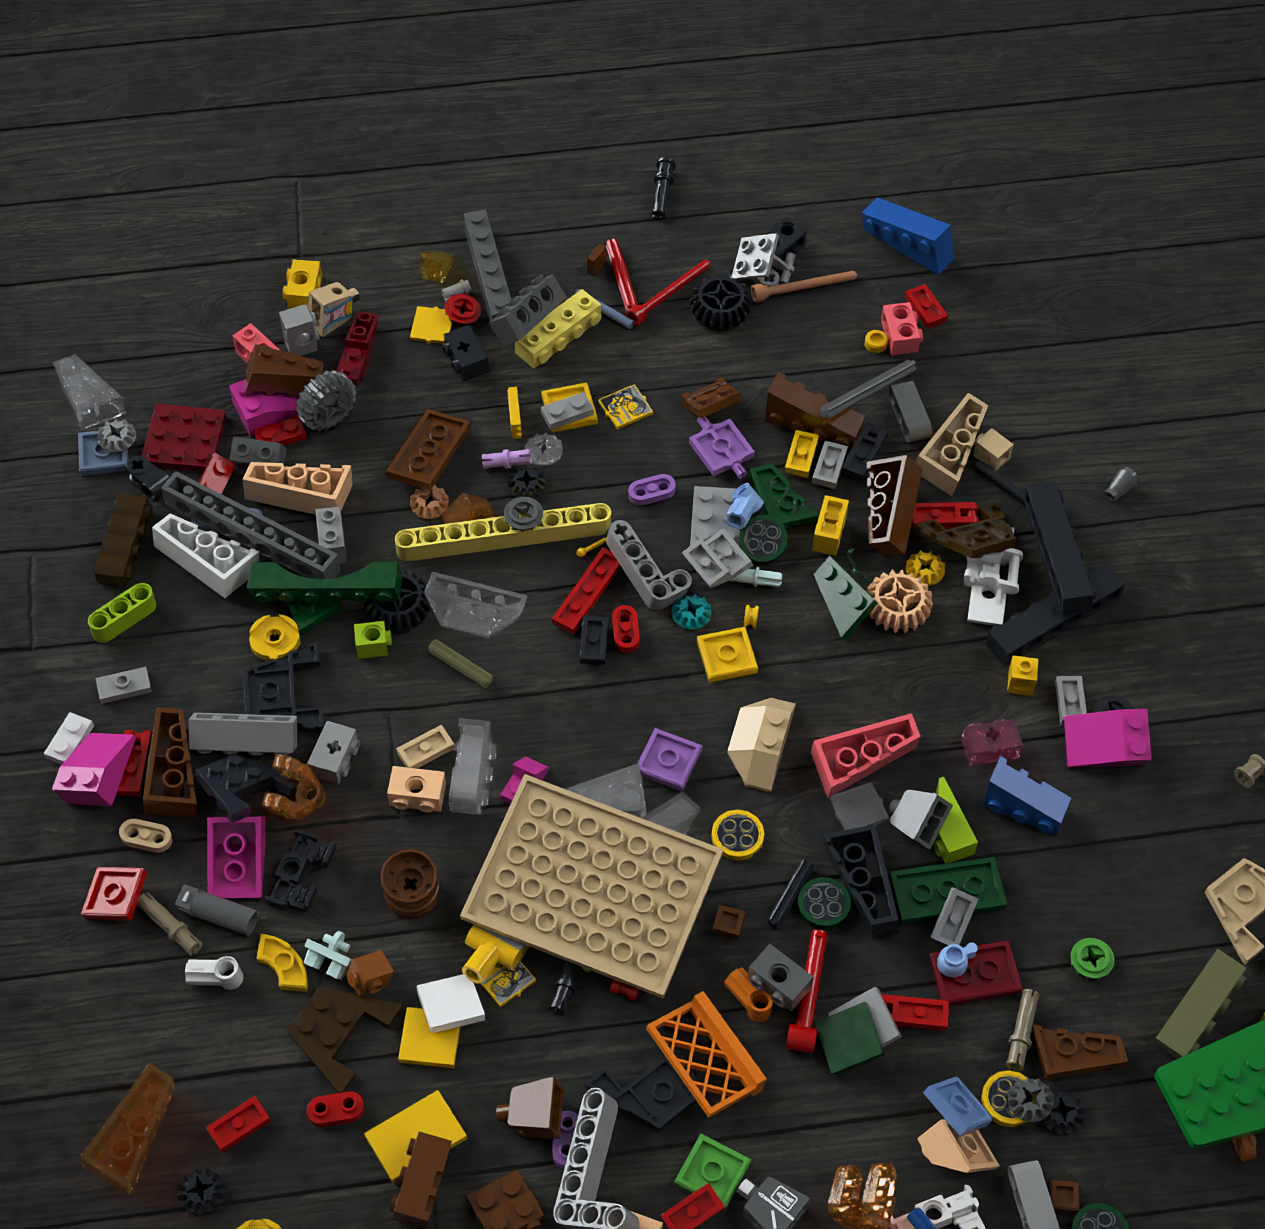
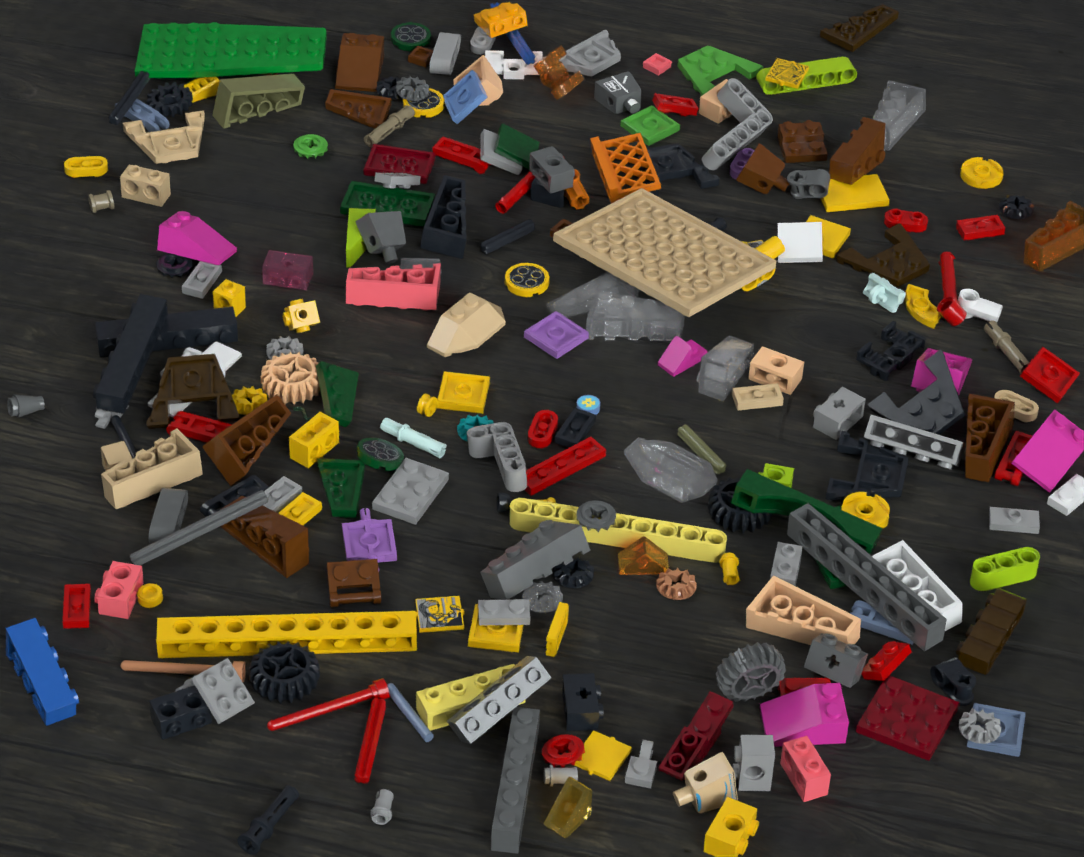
camera: 160 degrees left, 15 degrees down
(87, 393) = (1005, 780): clear wedge -> none
(216, 910) = (978, 348): dark grey piece -> none
(243, 950) = (949, 306): none -> red piece
(279, 371) = (791, 711): reddish brown wedge -> none
(282, 806) = (885, 382): clear orange piece -> none
(369, 973) = (856, 270): dark orange brick -> none
(386, 533) = (729, 565): none -> yellow pin
(394, 320) = (642, 769): none -> light grey plate
(412, 870) = (806, 303): reddish brown wheel -> none
(428, 449) = (659, 616): reddish brown plate -> none
(466, 1109) = (810, 184): none -> dark grey piece
(506, 459) = (584, 590): lavender pin -> none
(561, 468) = (533, 558): none -> dark grey wedge
(581, 219) = (381, 811): none -> light grey pin
(595, 680) = (589, 403): none -> tile
(596, 259) = (390, 757): reddish brown tile -> none
(650, 489) = (457, 526): medium lavender plate -> none
(717, 558) = (433, 443): light grey slope -> none
(737, 335) = (320, 632): none -> yellow brick
(744, 505) = (385, 471): light blue piece -> none
(824, 903) = (484, 224): tile -> none
(936, 677) = (308, 314): none -> yellow brick
(938, 649) = (275, 346): none -> light grey gear
(954, 959) = (412, 163): light blue piece -> none
(1025, 799) = (291, 227): wedge -> none
(1126, 1136) = (360, 62): none -> reddish brown slope
(1221, 807) = (145, 185): none -> tan brick

